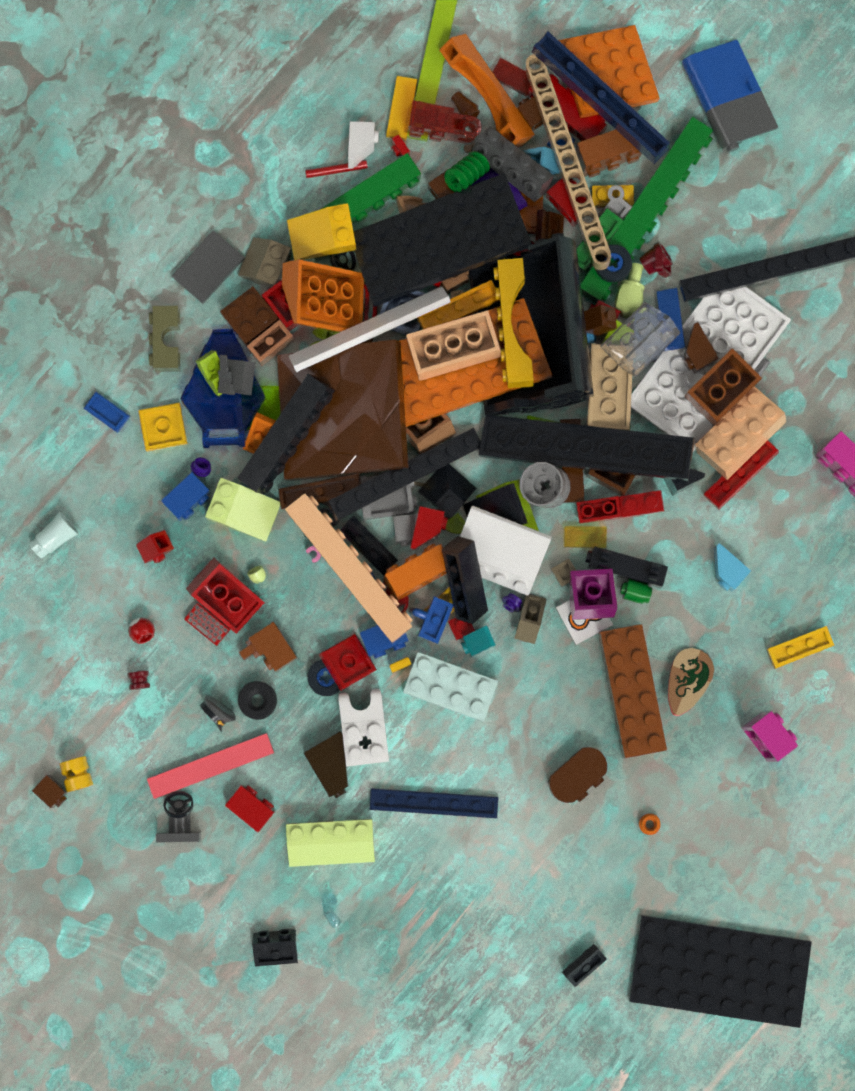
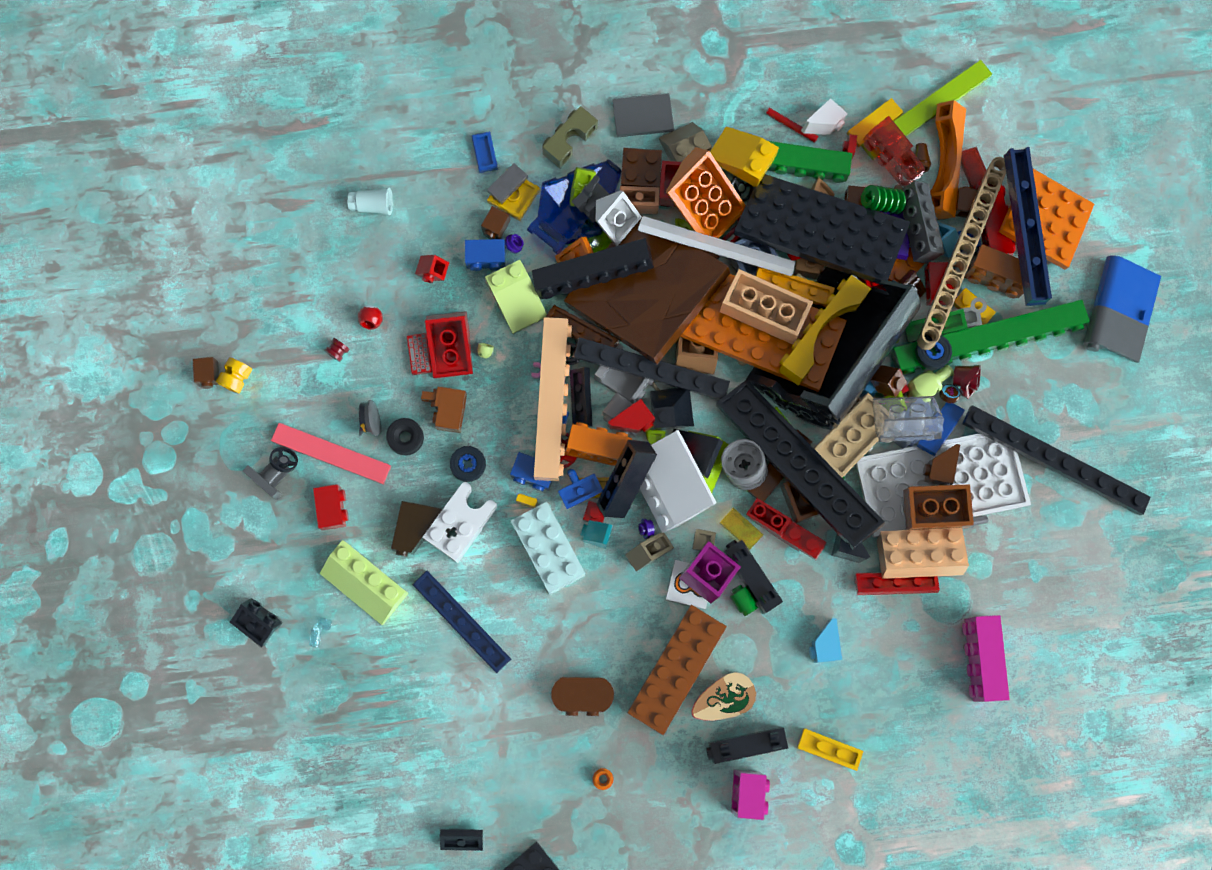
camera: 40 degrees right, 5 degrees down
(151, 422) = (507, 183): none -> flat silver tile
(171, 465) = (495, 223): none -> reddish brown brick
(267, 374) = (616, 216): none -> white slope
(347, 662) = (491, 466): red tile -> none
(653, 284) = (950, 393): none -> reddish brown tile
(736, 700) = (747, 745): none -> black brick

